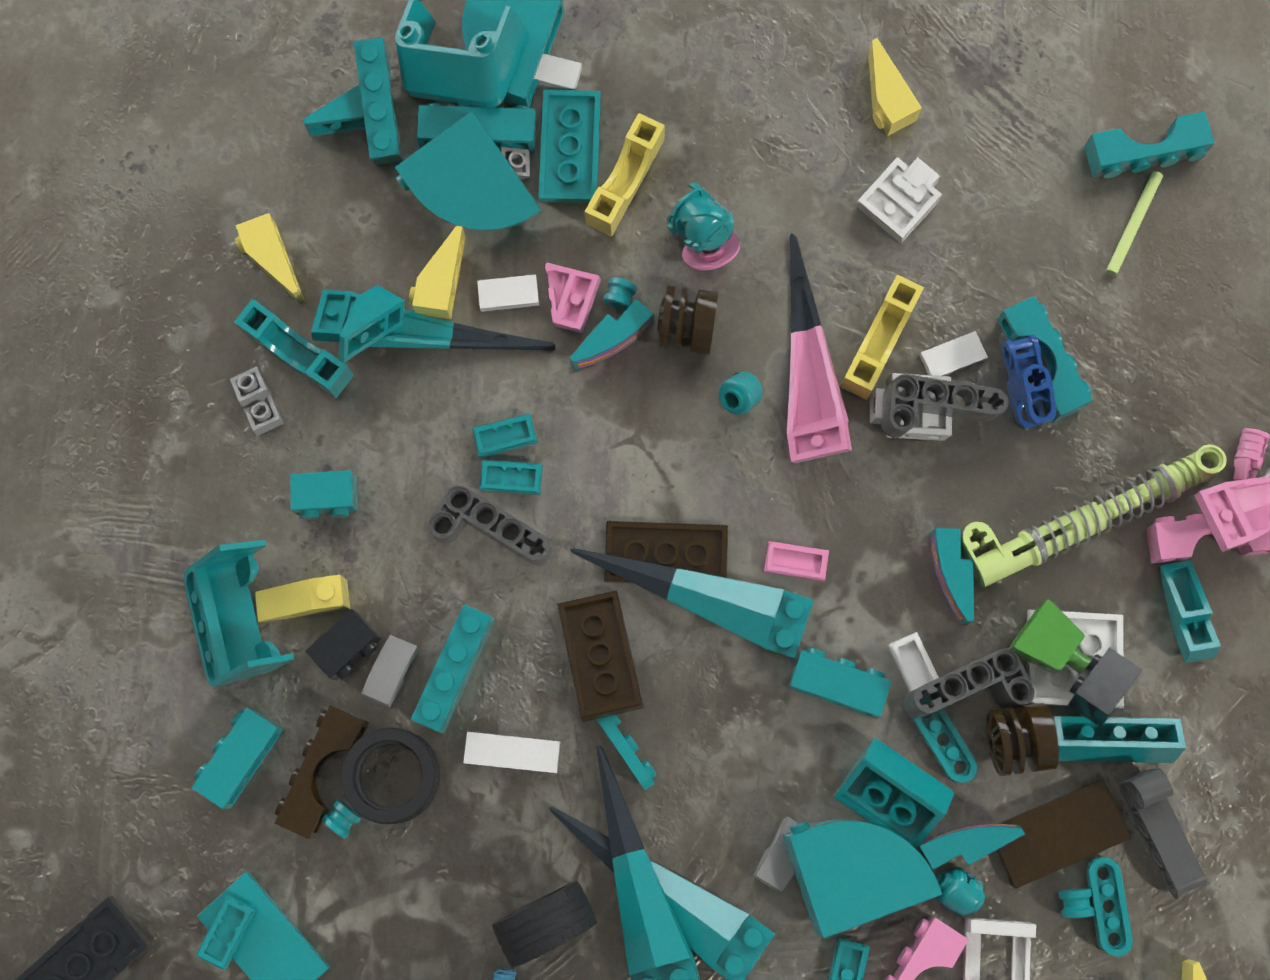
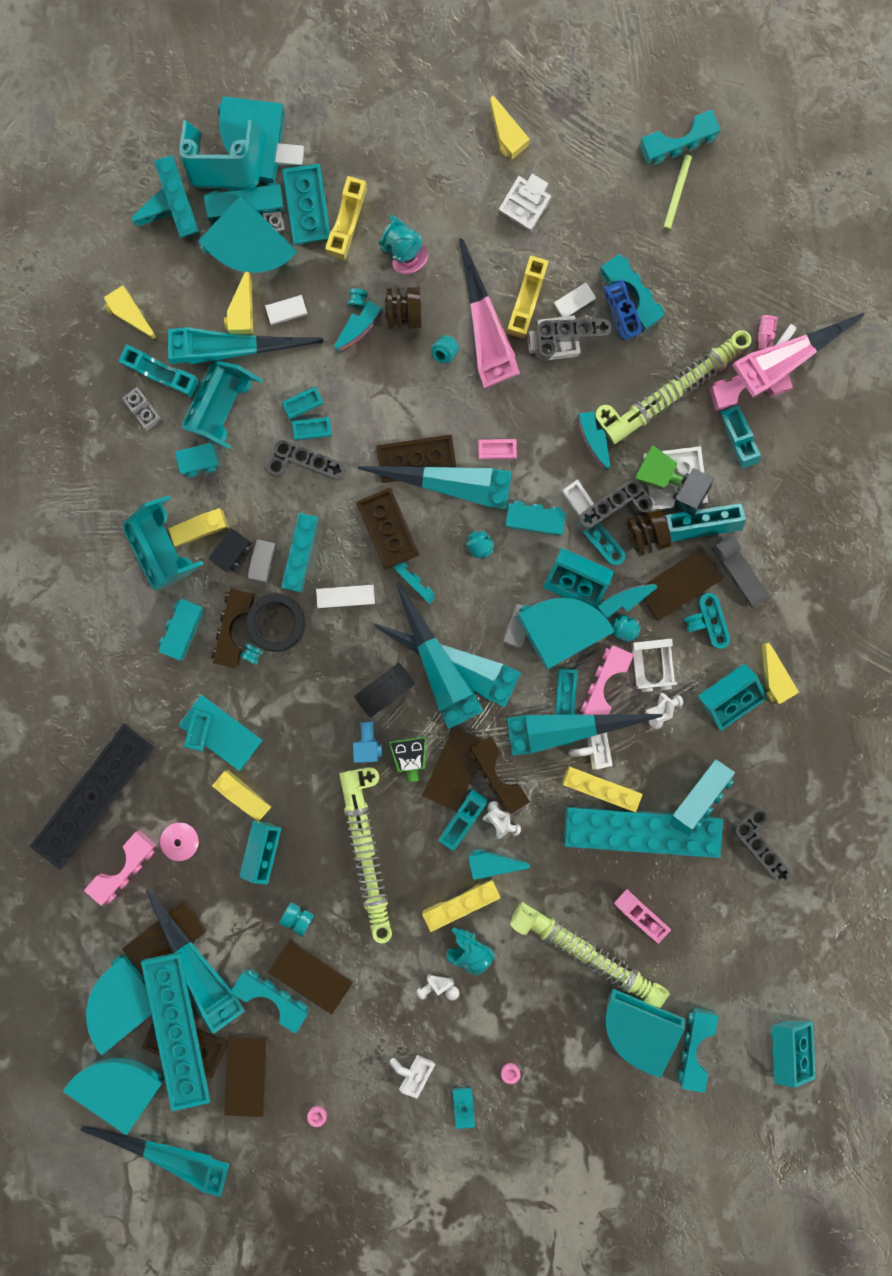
camera: 10 degrees left, 10 degrees up
(370, 319) = (205, 342): teal slope -> none
(372, 407) = (215, 400): none -> teal windscreen
(571, 296) = (327, 305): bright pink wing -> none
(743, 708) = (480, 544): none -> teal head

